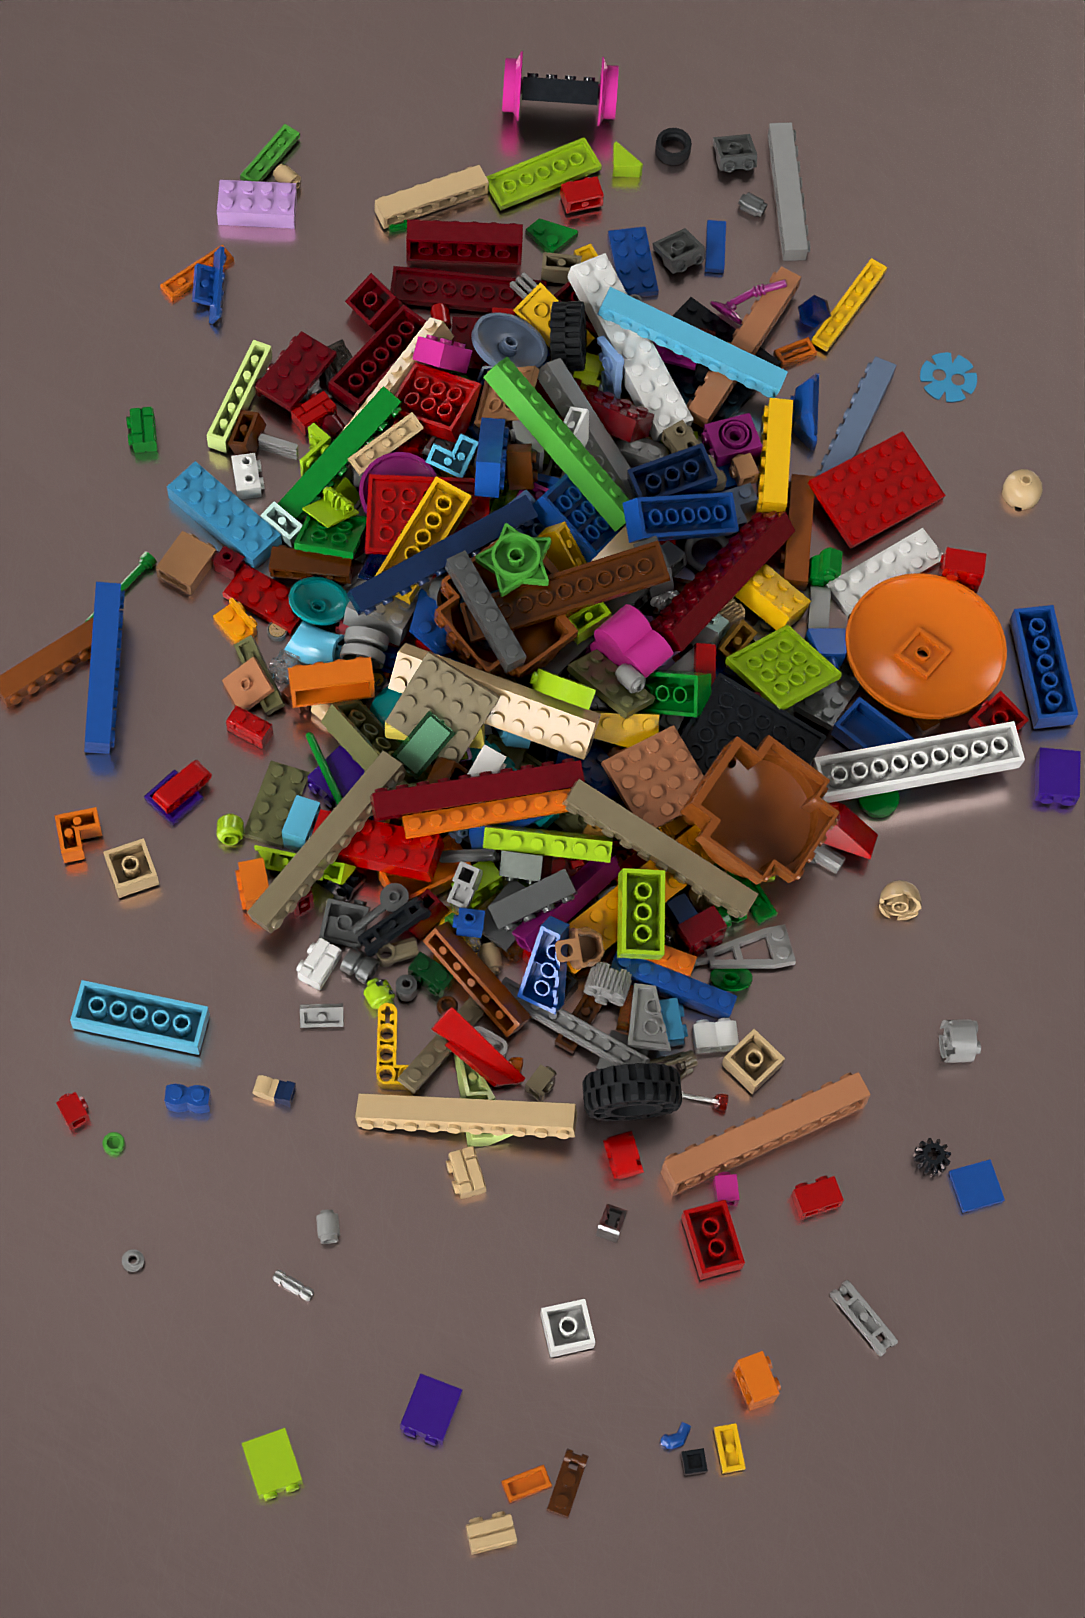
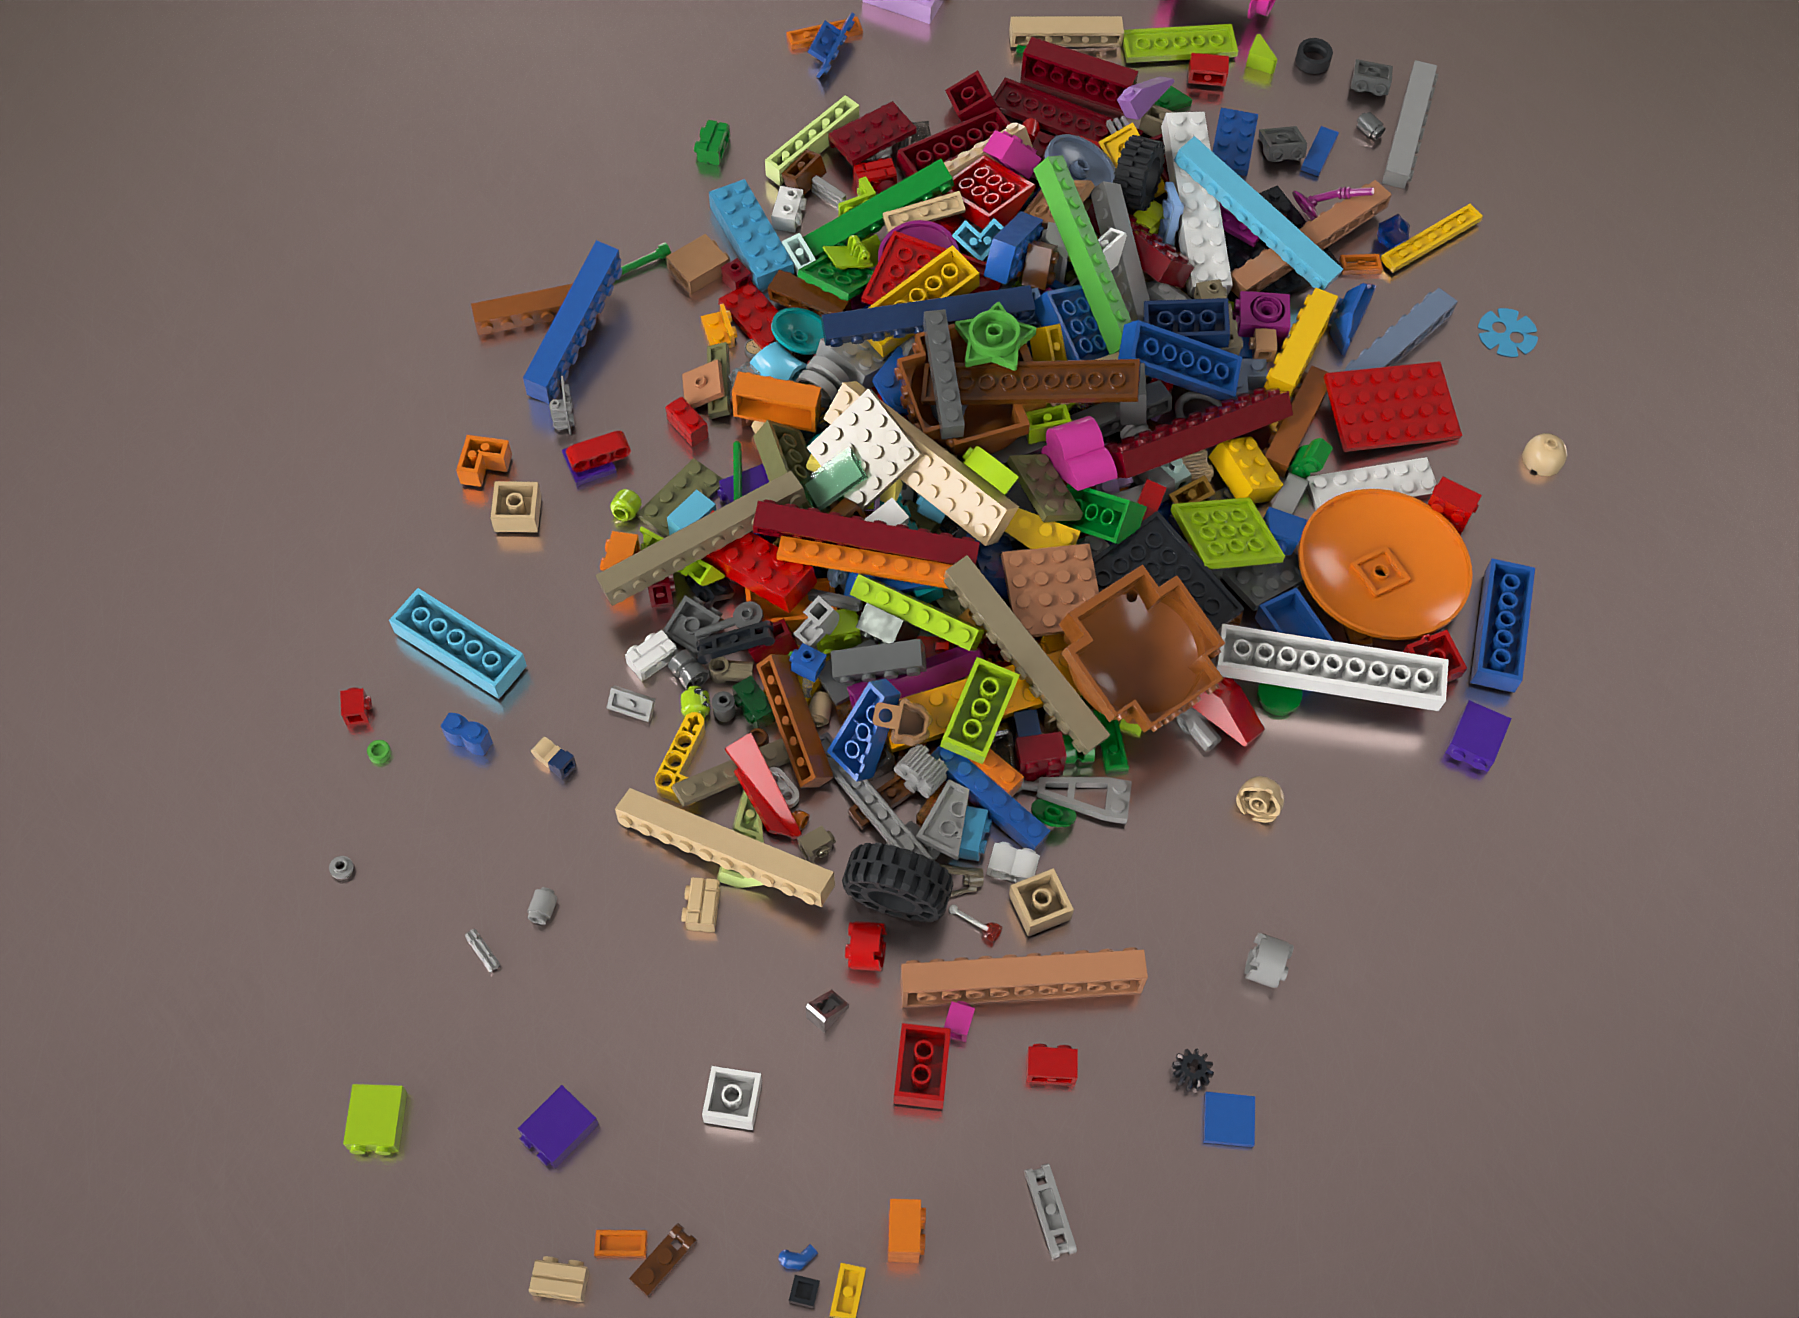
camera: 25 degrees right, 5 degrees down
(132, 758) = (562, 410): none -> light grey hinge
(536, 248) = (1140, 97): none -> medium lavender slope
(630, 678) = (1064, 485): light grey brick -> none

